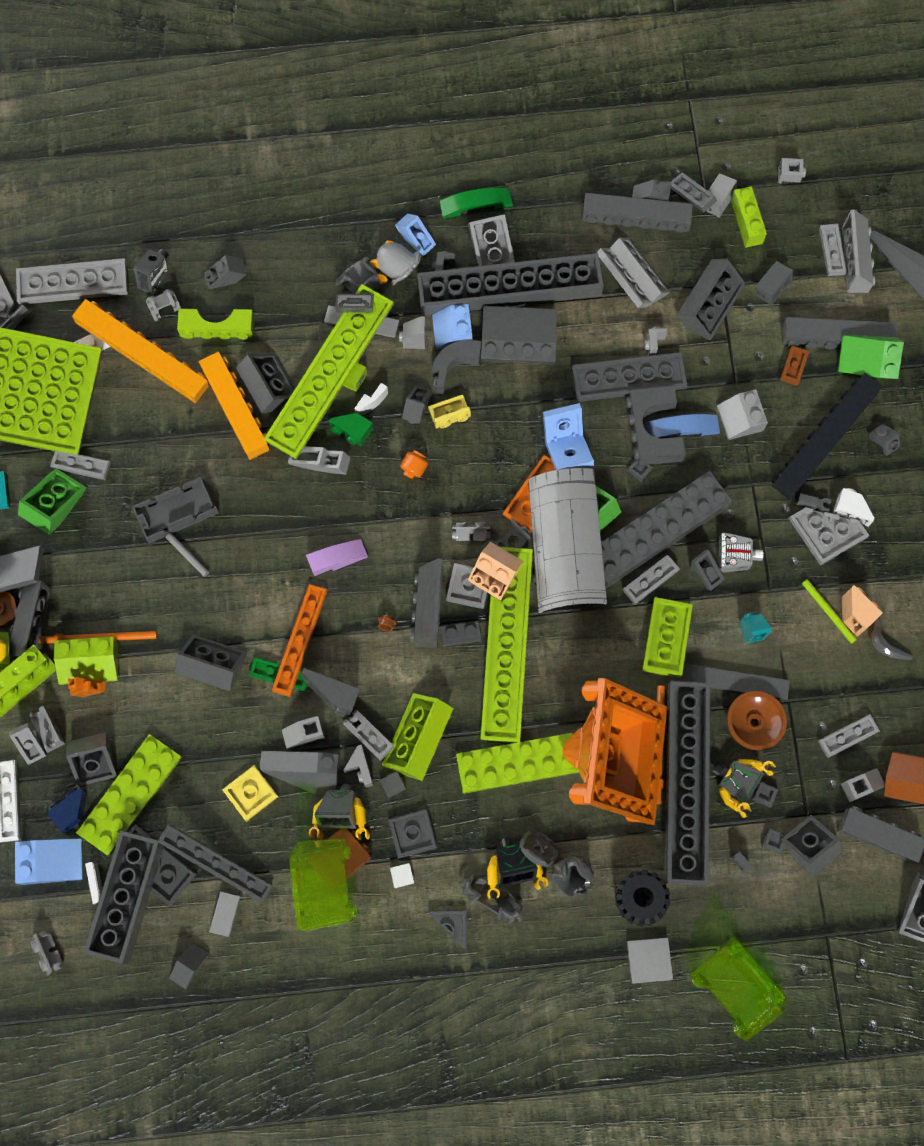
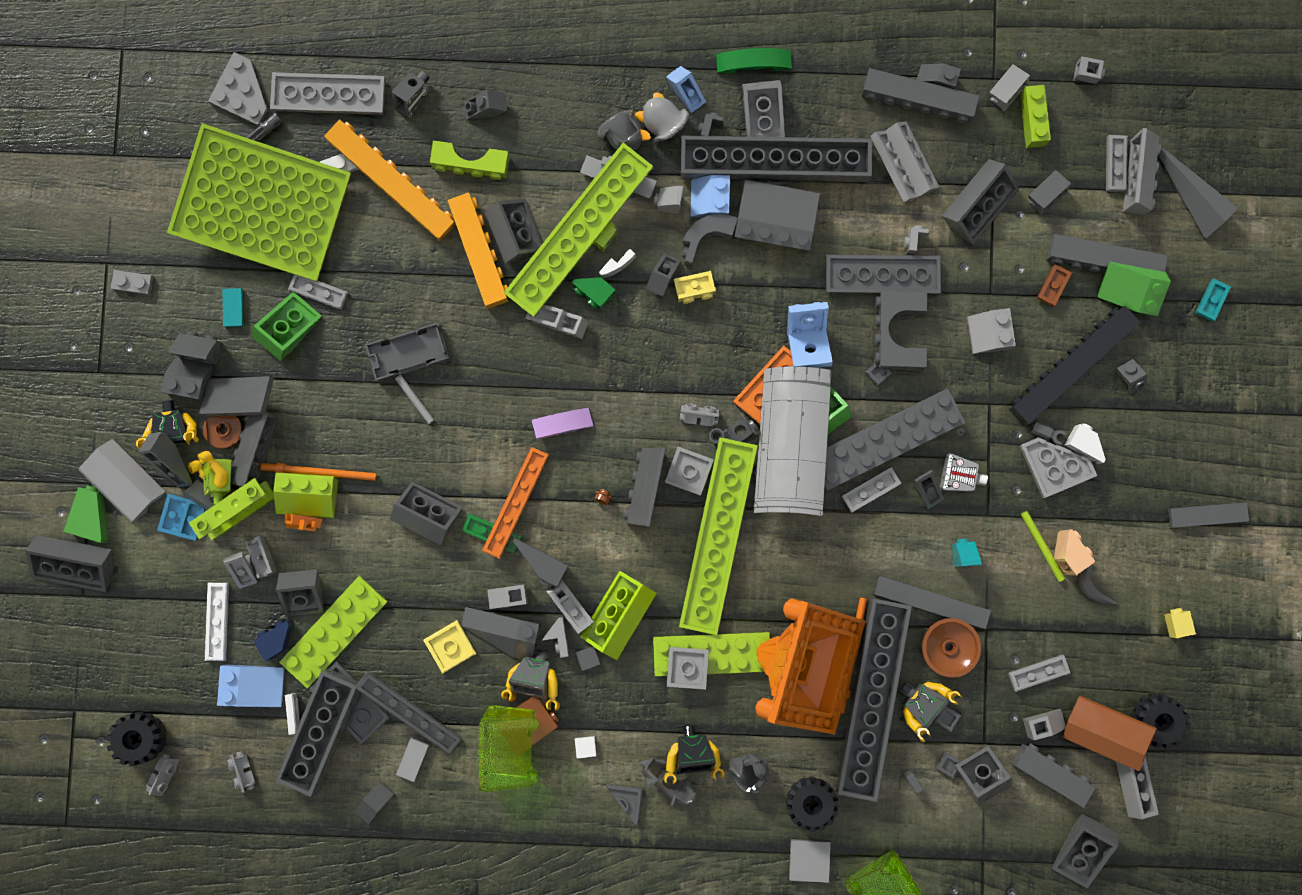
camera: 10 degrees right, 10 degrees up
(161, 301) = (417, 128): light grey piece -> none
(354, 303) = (613, 162): slope -> none
(412, 833) = (600, 708): dark grey tile -> none
(414, 464) = (651, 338): orange head -> none
(460, 633) = (674, 517): dark grey plate -> none
(495, 570) = (717, 463): light nougat slope -> none
(495, 777) = (687, 668): none -> light grey plate
(538, 848) = (719, 742): dark grey tile -> none
(667, 637) = (877, 551): lime plate -> none
(683, 425) = (928, 334): medium blue slope -> none
(693, 192) = (981, 82): dark grey plate -> none

